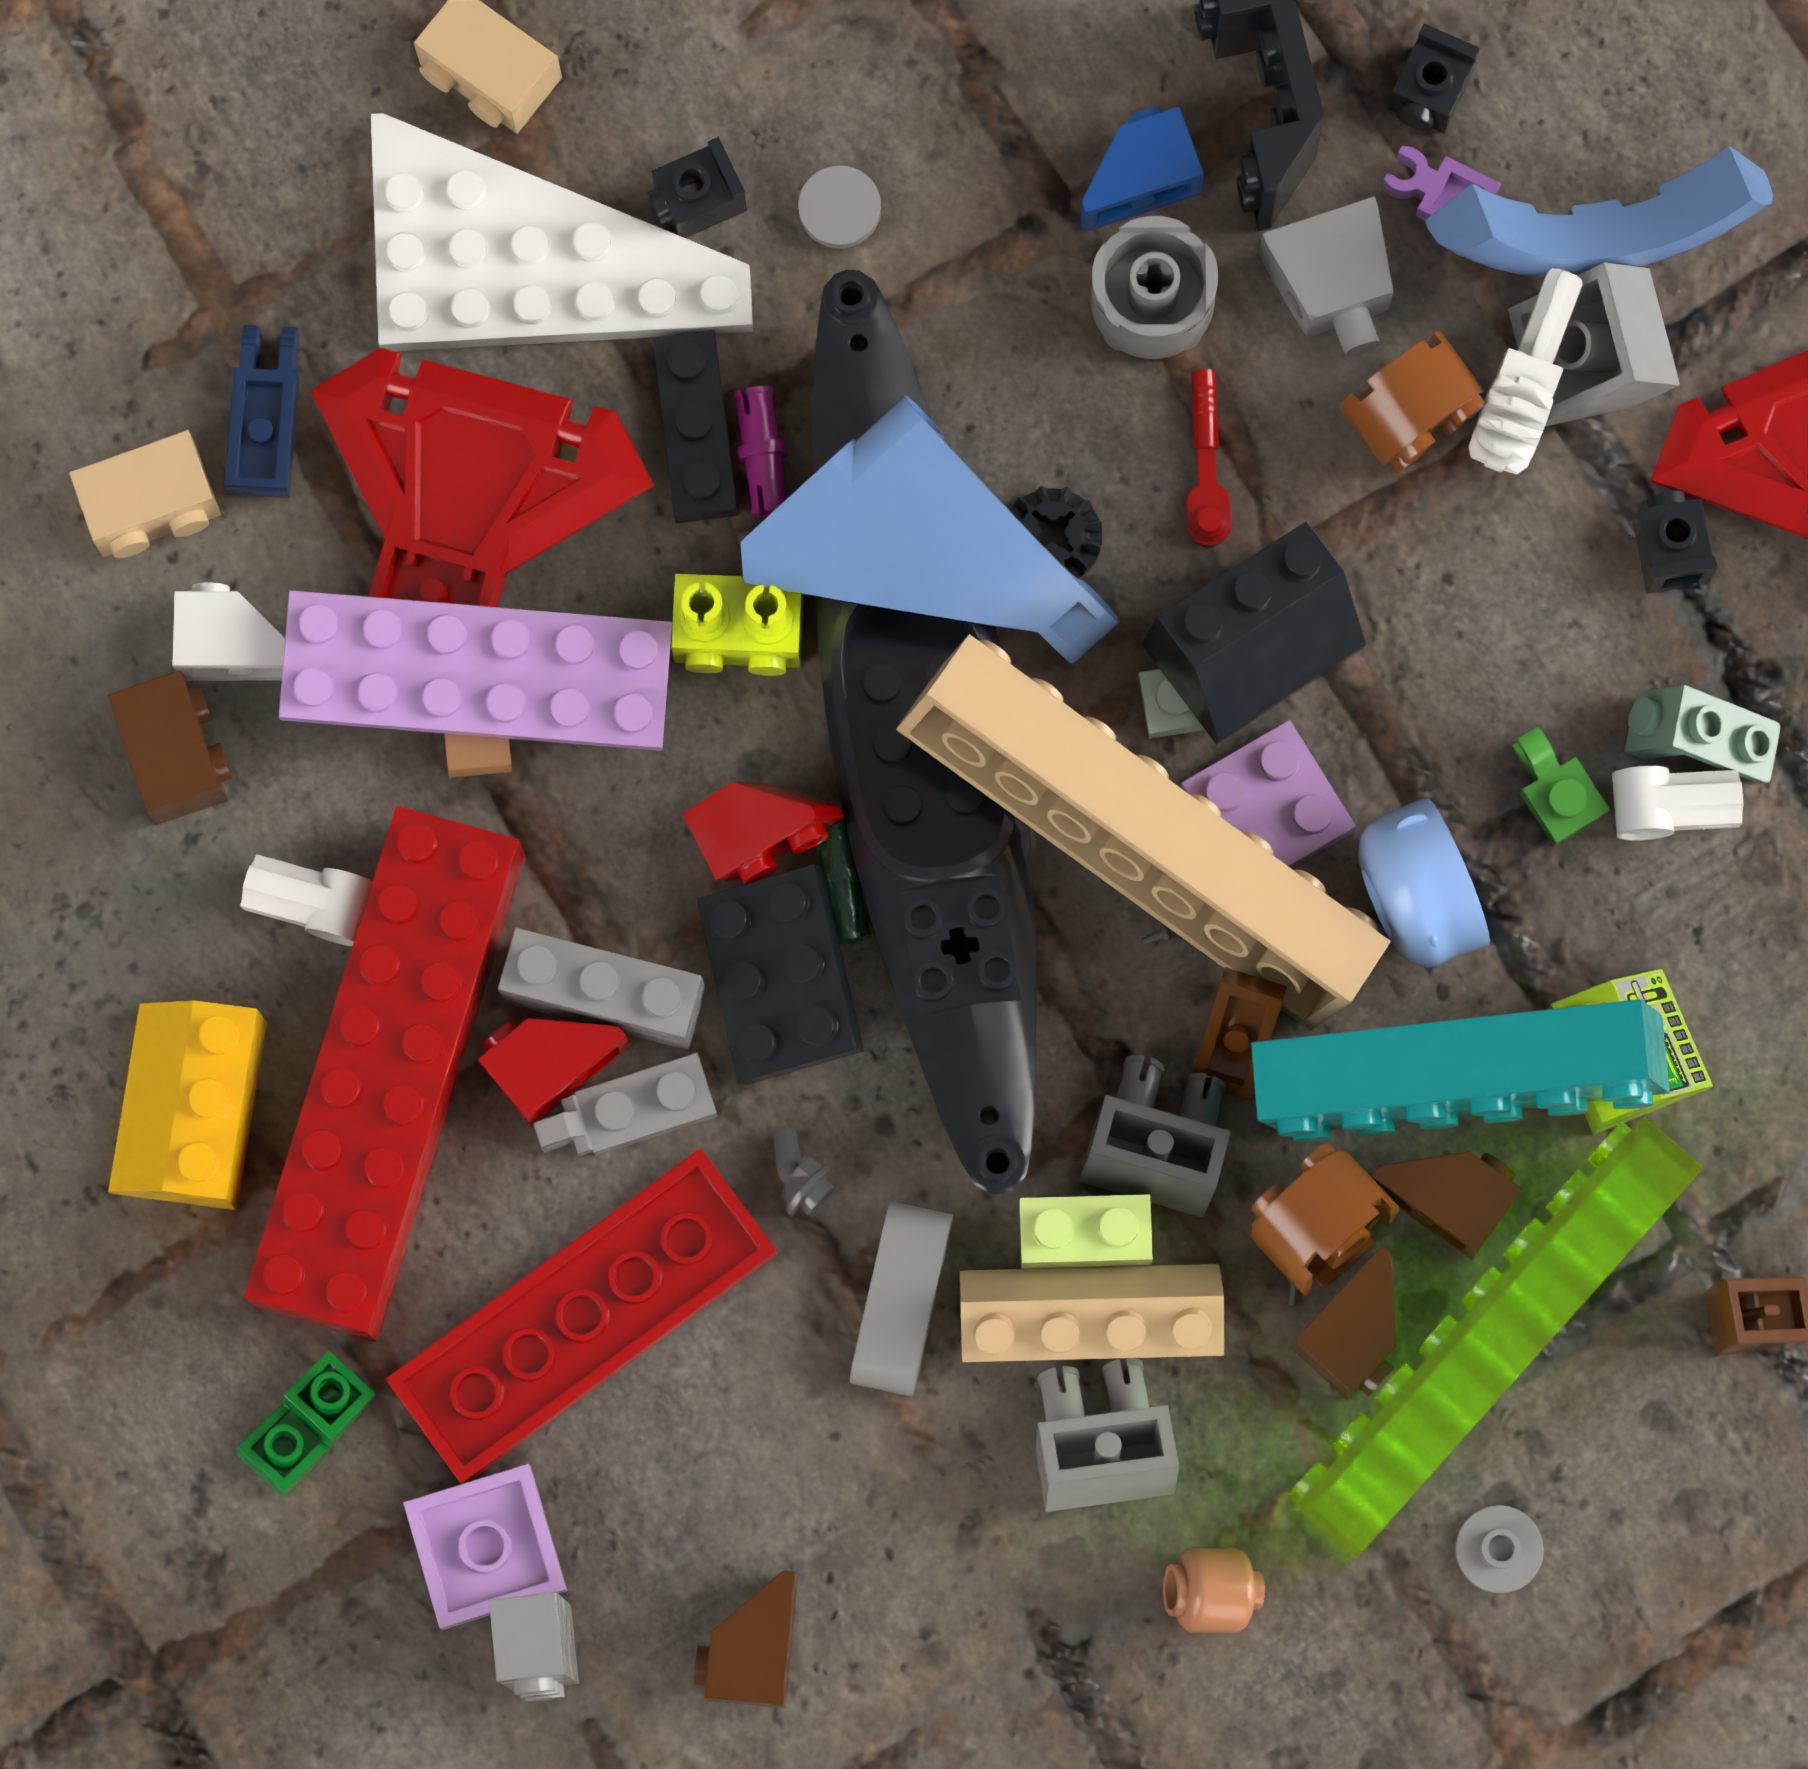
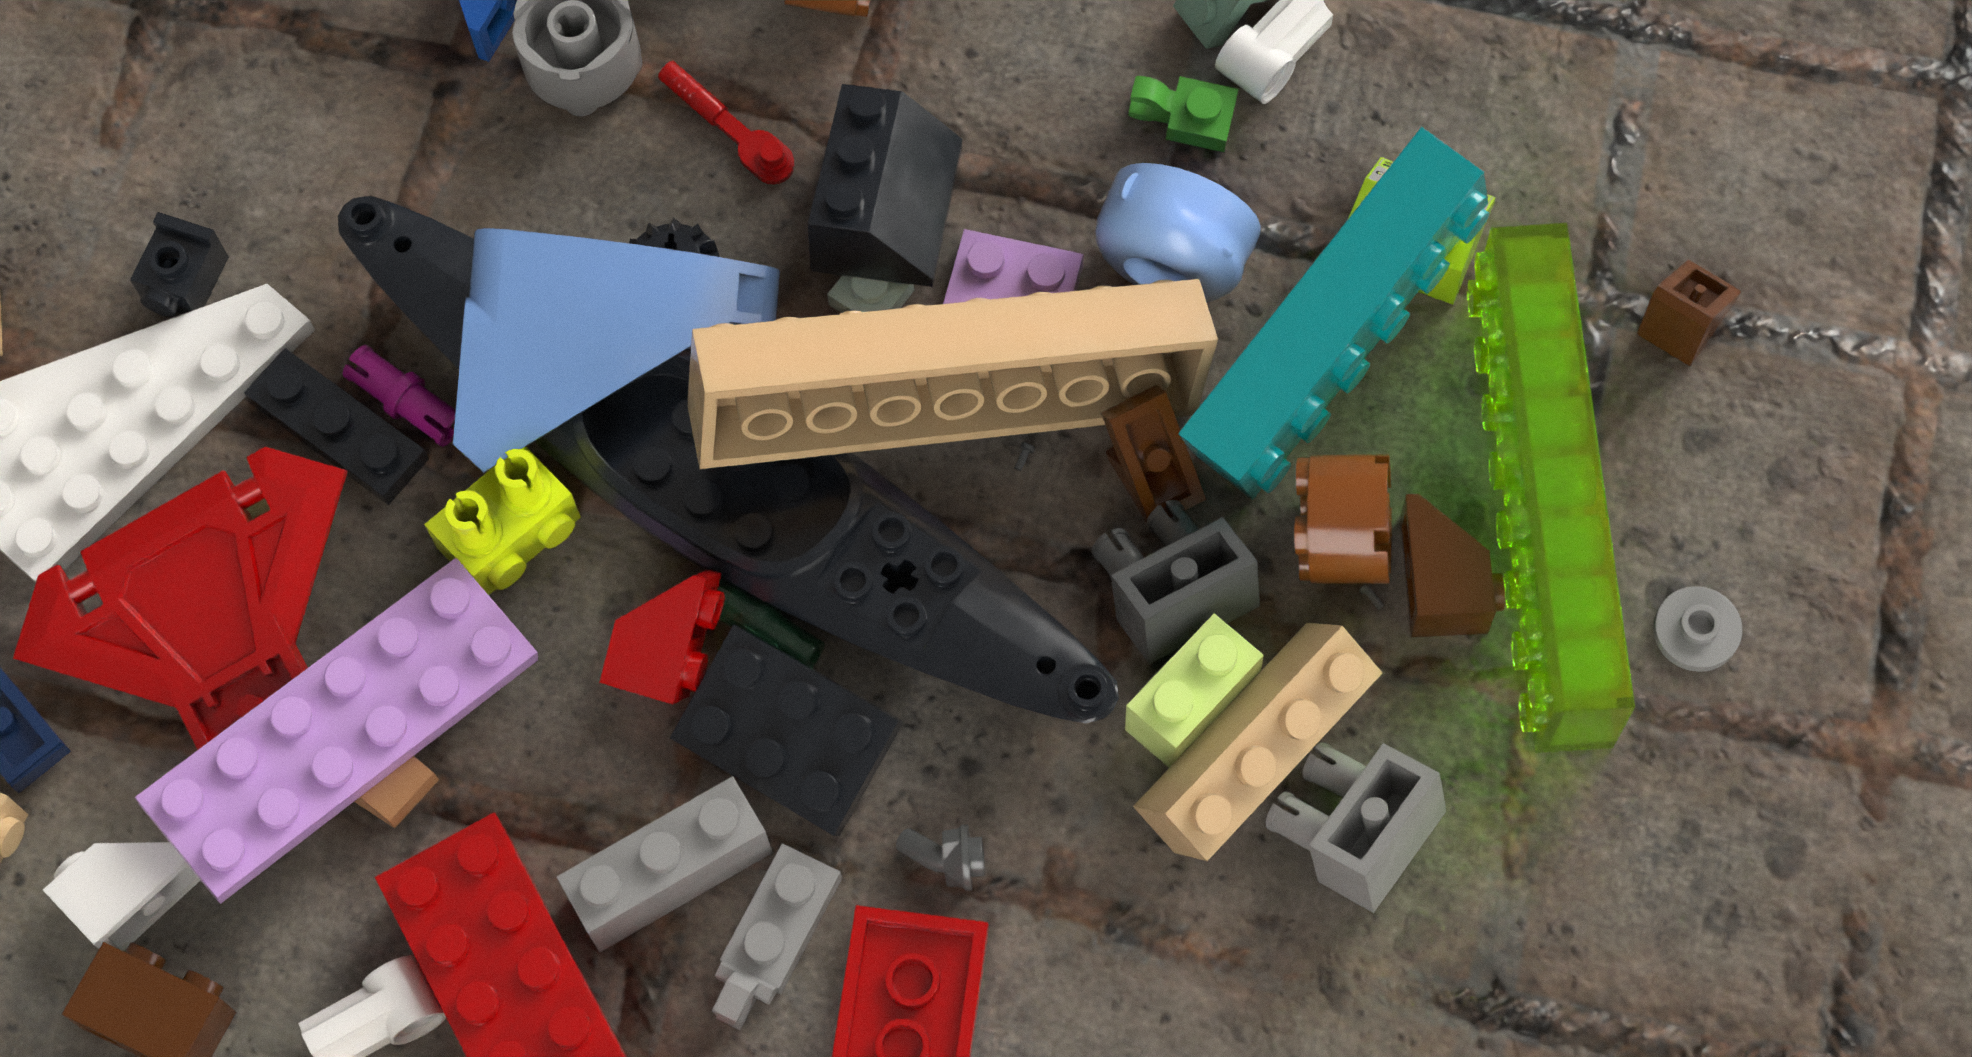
camera: 45 degrees left, 10 degrees down
(548, 1061) = (676, 957): red slope -> none
(839, 206) = (295, 191): light grey piece -> none
(901, 1298) = (1112, 868): light grey beam -> none
(1212, 1590) = (1547, 847): nougat head -> none
(1452, 1195) = (1417, 421): reddish brown slope -> none

